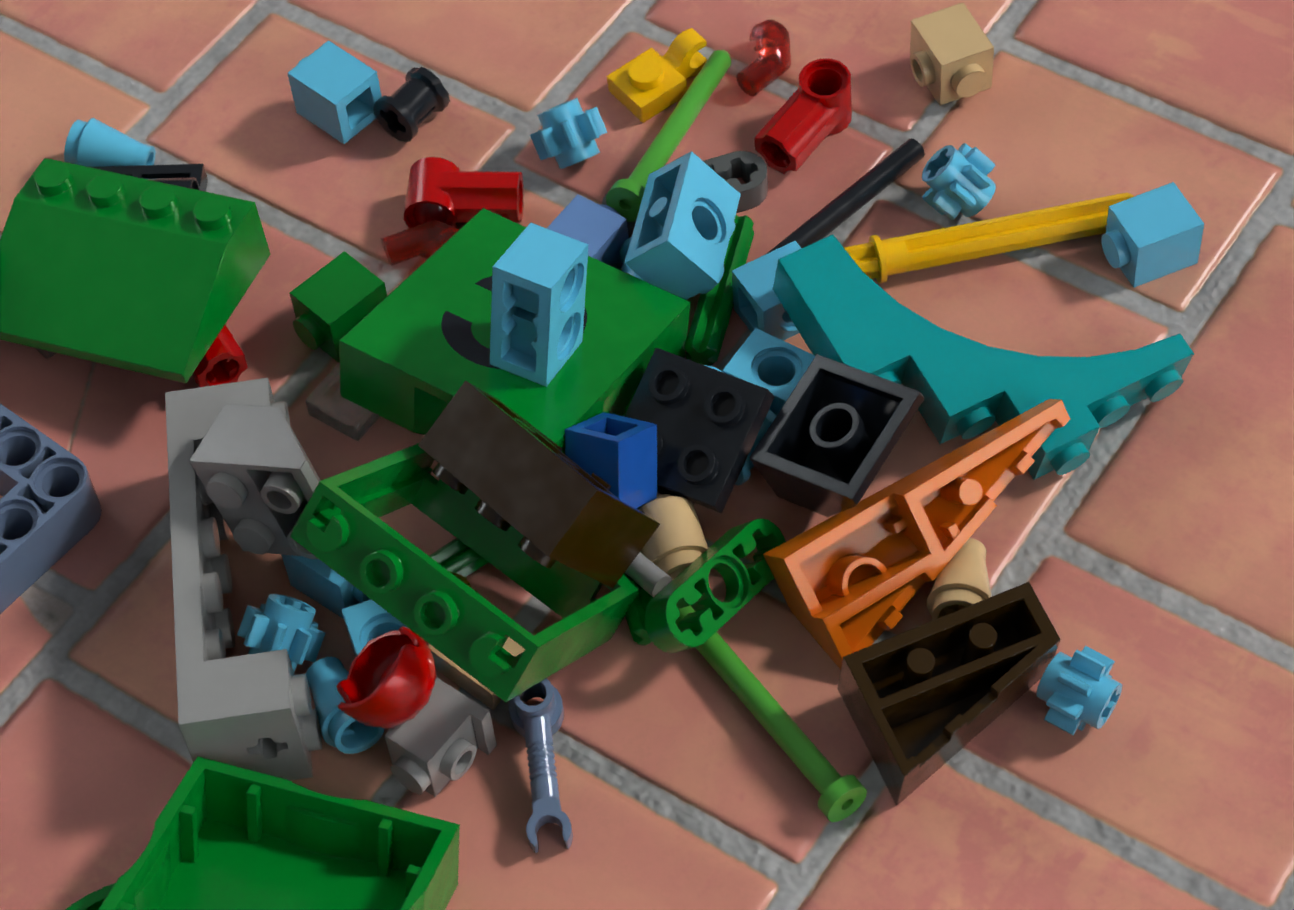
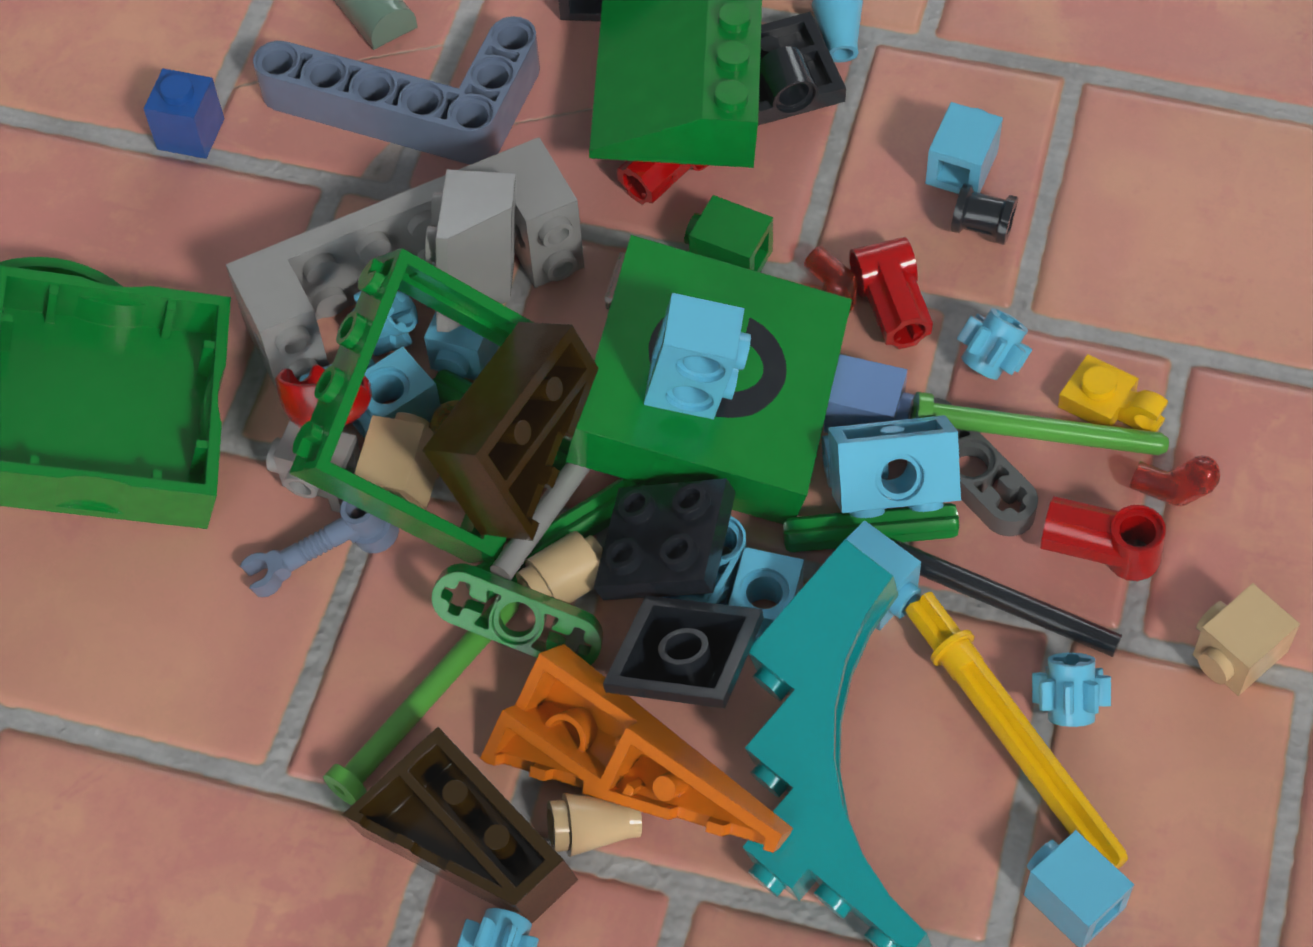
camera: 70 degrees right, 5 degrees up
(618, 452) = (594, 486): blue brick -> none

